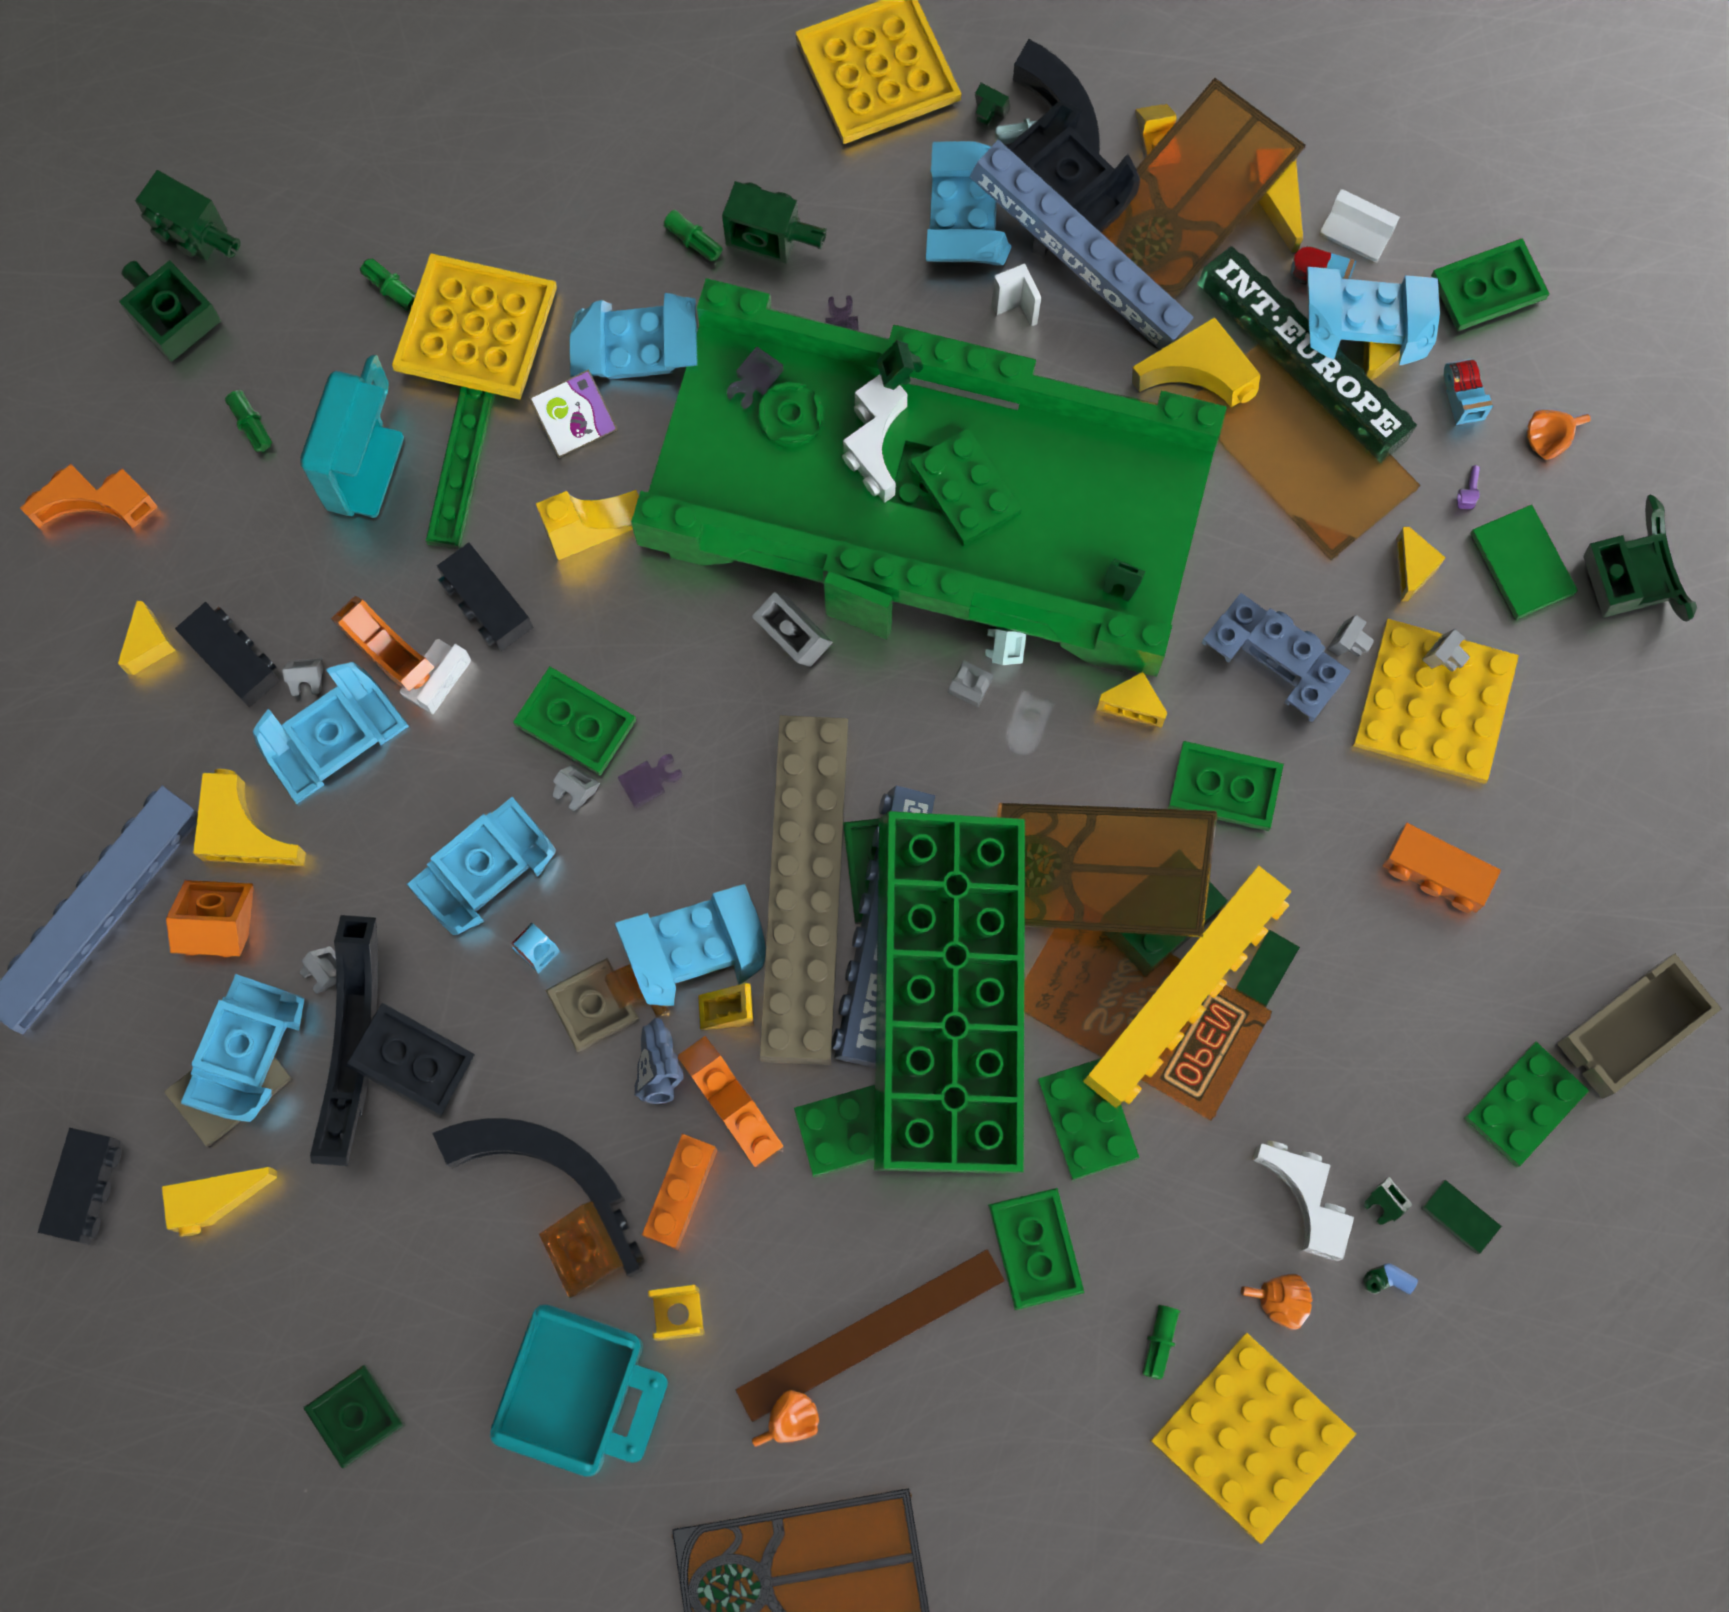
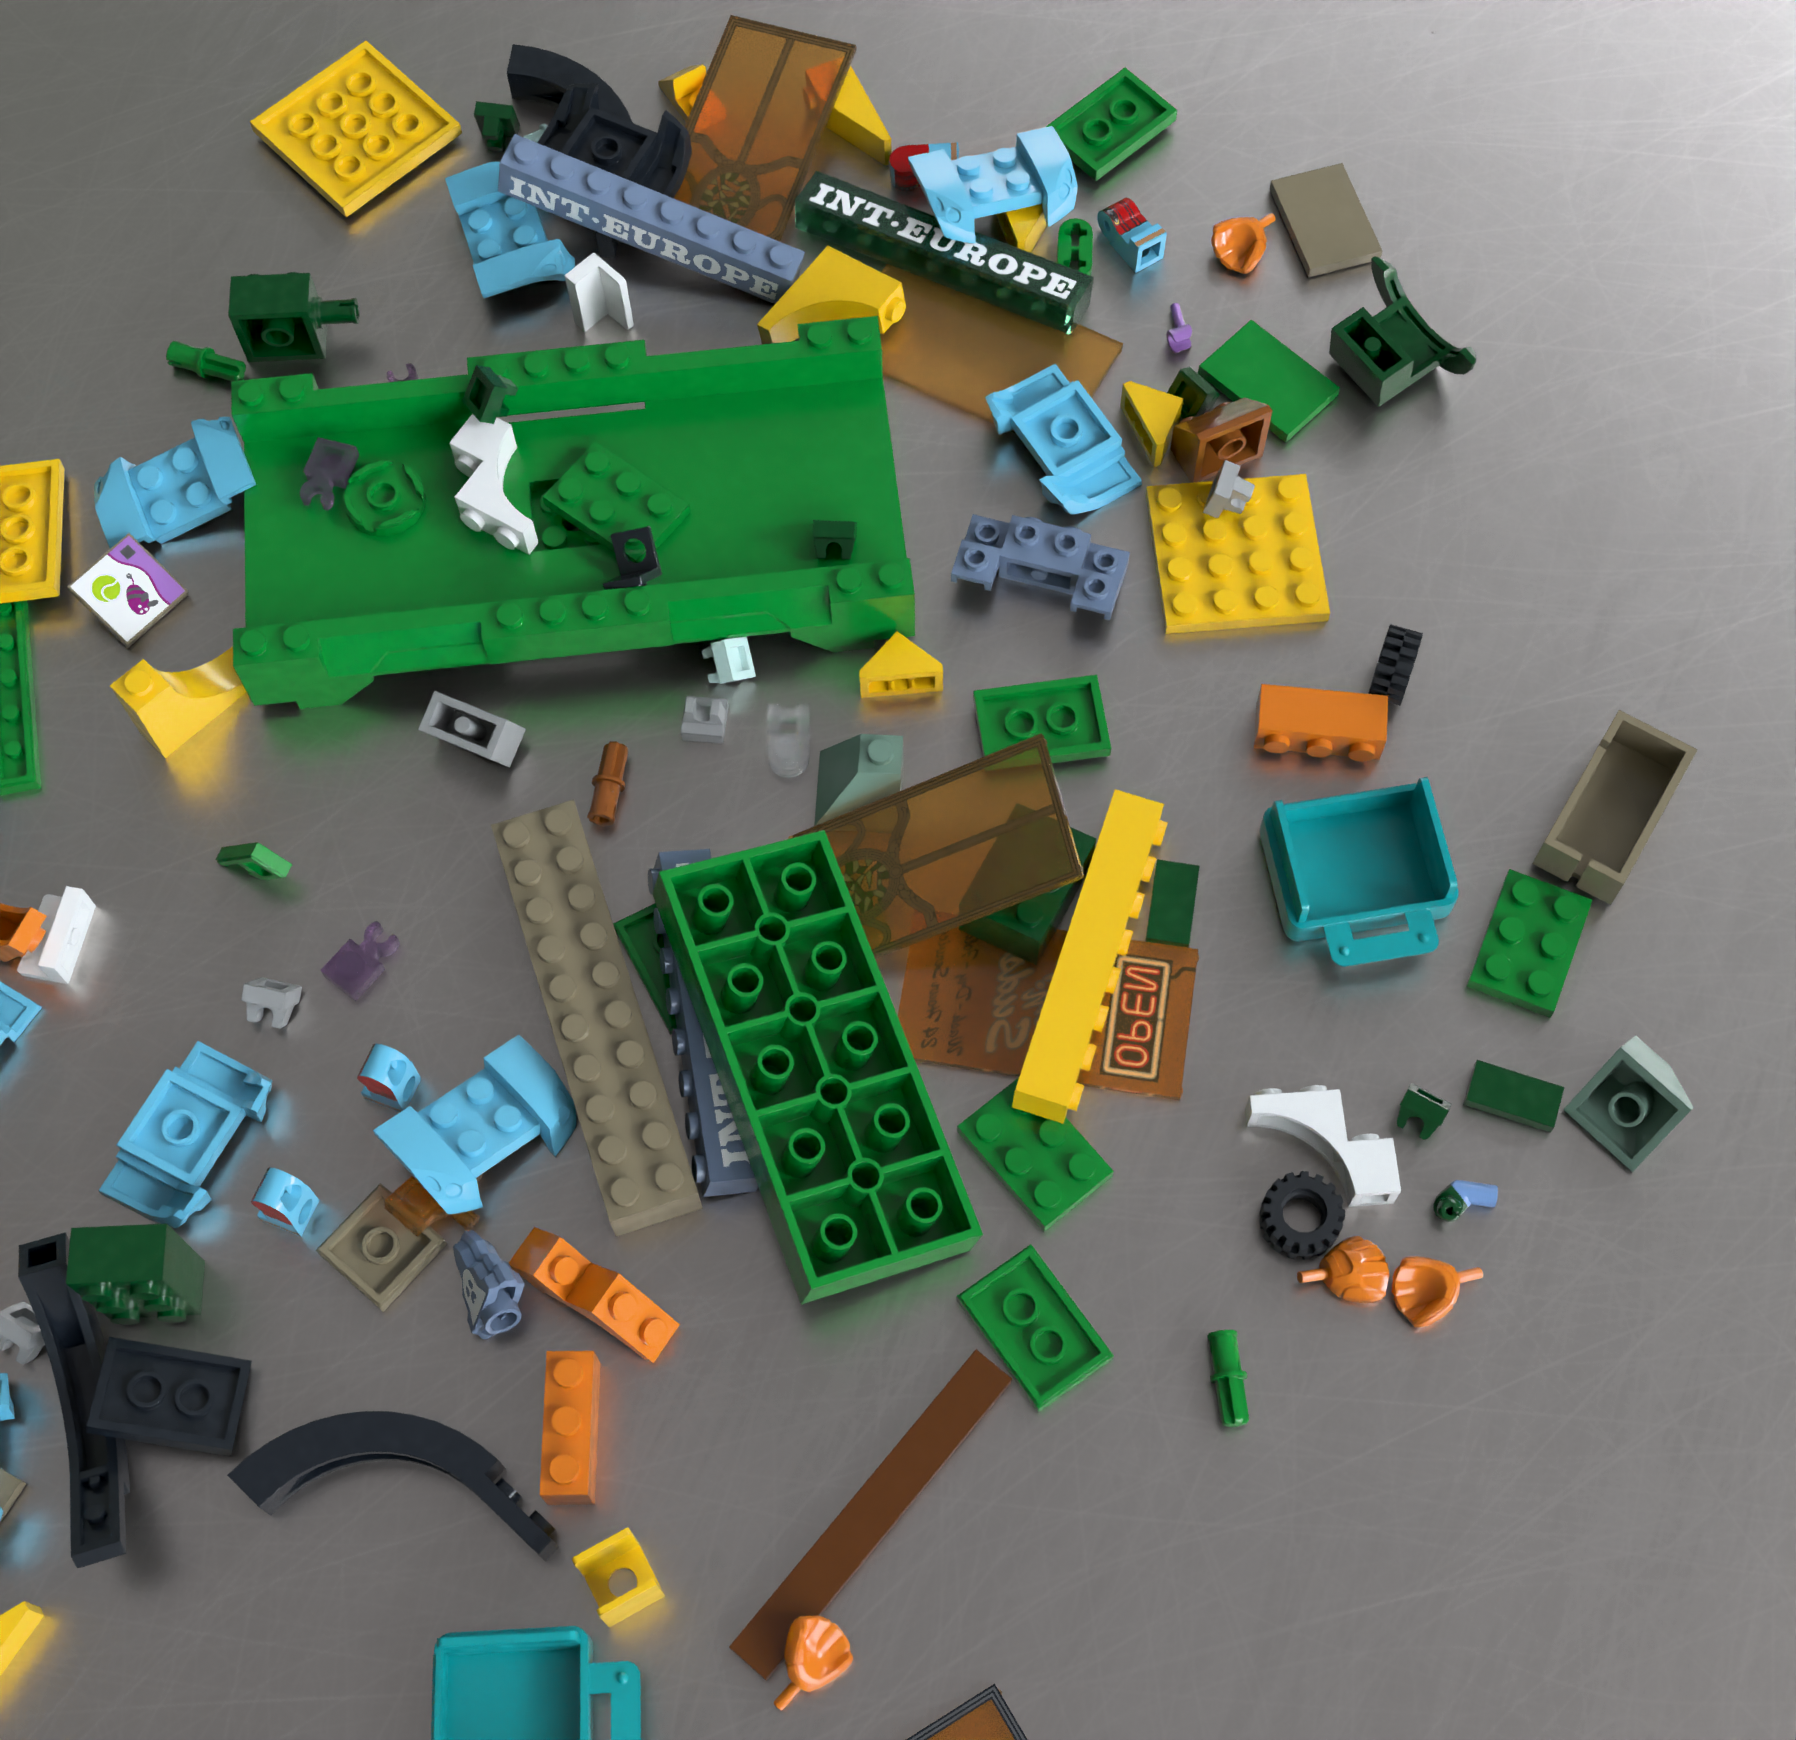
camera: 20 degrees left, 10 degrees down
(415, 964) = (136, 1272): none -> dark green brick
(483, 597) = (86, 826): black brick -> none
(575, 721) = (245, 925): green plate -> none
(581, 1249) = (469, 1546): clear orange plate -> none
(597, 672) = (256, 859): none -> green tile
(639, 883) = (388, 1078): none -> medium azure leg
(727, 1008) = (550, 1185): yellow slope -> none
(838, 1130) = (741, 1279): green plate -> none
(858, 605) = (539, 670): green tile -> none
(879, 709) = (608, 784): none -> dark orange axle
(958, 554) = (634, 573): none -> black bracket
(1068, 777) = (858, 774): none -> sand green slope
(1253, 1438) = (1386, 1450): yellow plate -> none
(1286, 1245) = (1309, 1189): none -> black tyre
(1333, 1335) = (1428, 1288): none -> orange piece
(1339, 554) = (1066, 439): none -> medium azure piece
(1351, 638) = (1116, 519): light grey tile -> none
(1359, 225) = (947, 112): white panel -> none
(1419, 393) = (1081, 253): none -> green beam
(1422, 997) = (1360, 868): none -> teal piece
(1457, 553) = (1196, 393): none -> dark green tile
(1462, 600) = (1227, 433): none -> dark orange slope
(1518, 845) = (1395, 663): none -> black tyre
(1546, 1259) = (1631, 1103): none -> sand green slope
(1631, 436) = (1325, 220): none -> dark tan tile

